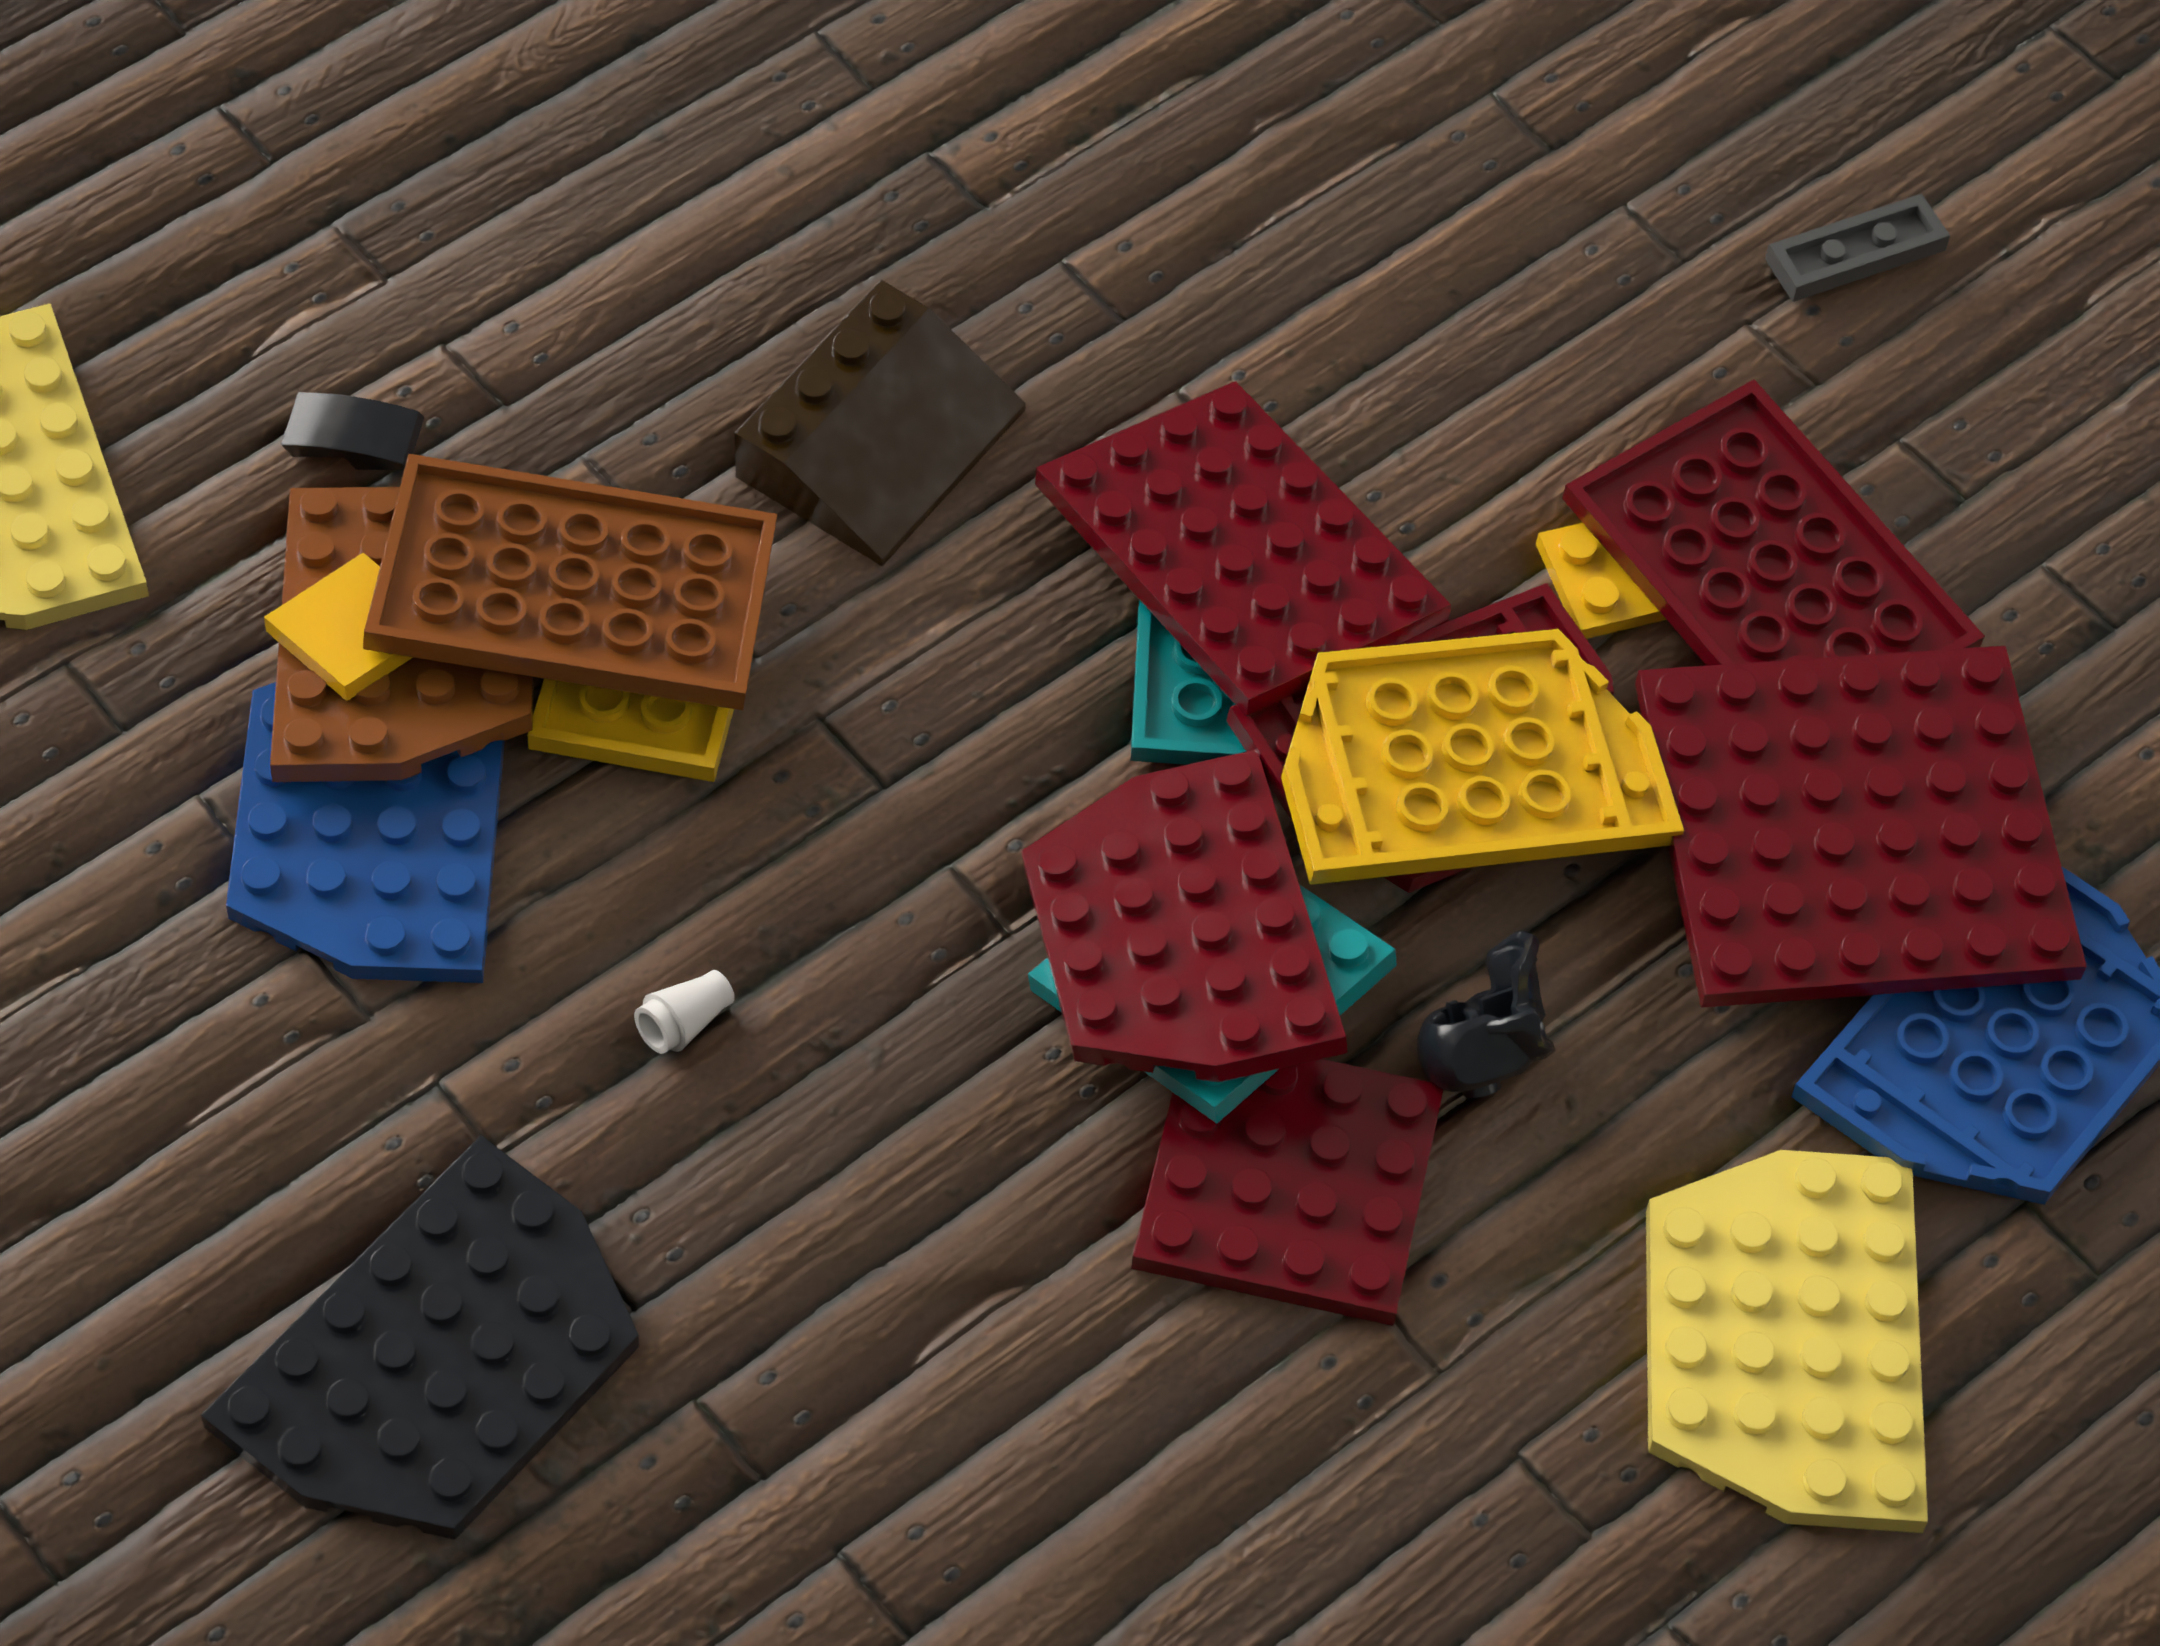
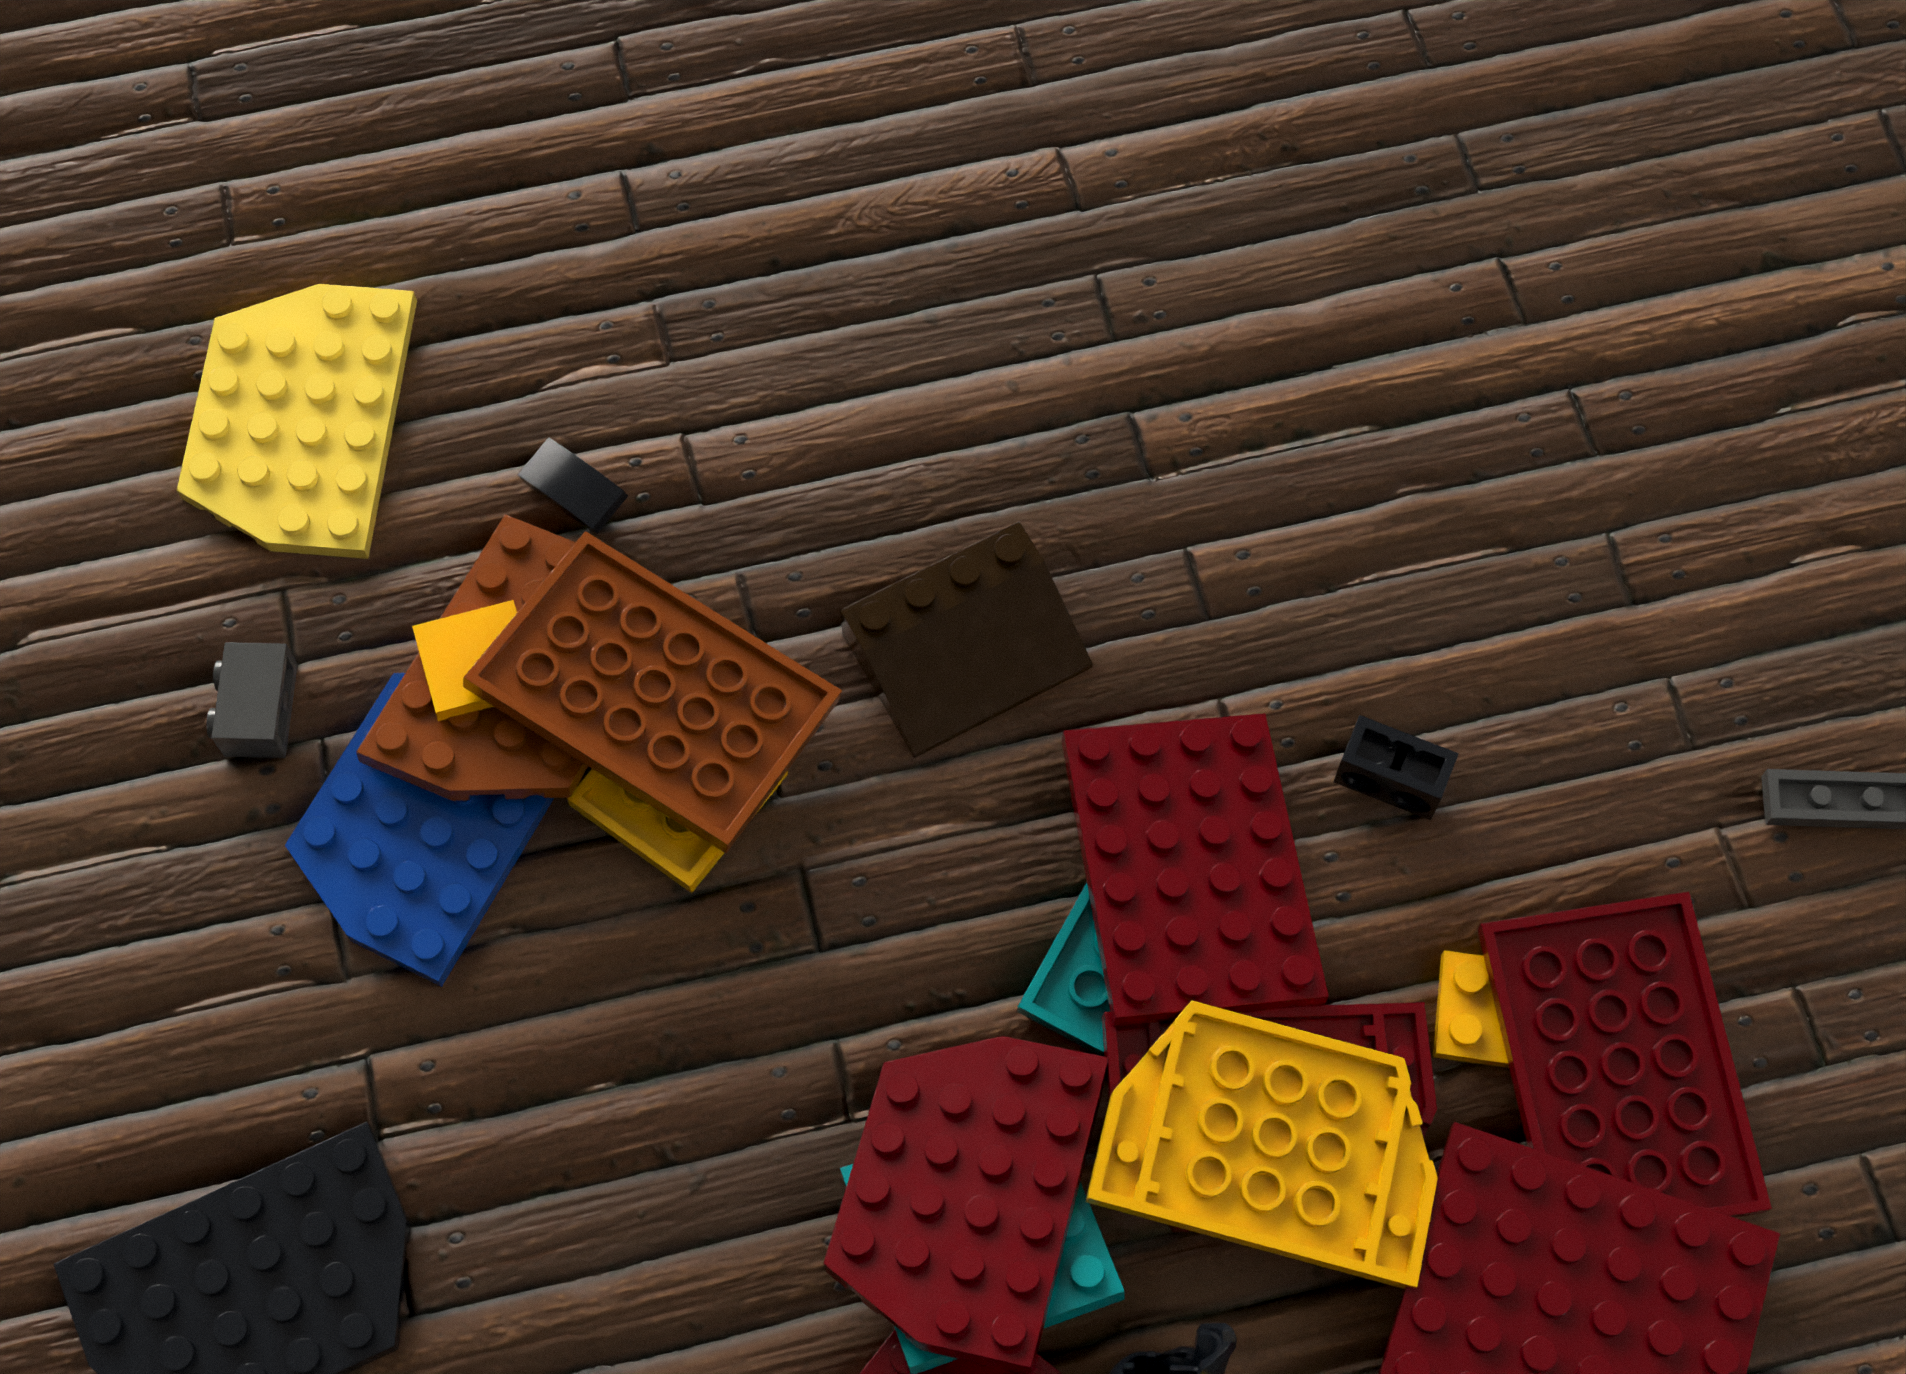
camera: 30 degrees right, 10 degrees up
(106, 775) = (253, 700): none -> dark grey brick
(680, 1012) = (566, 1082): white cone -> none
(1400, 375) = (1395, 767): none -> black brick

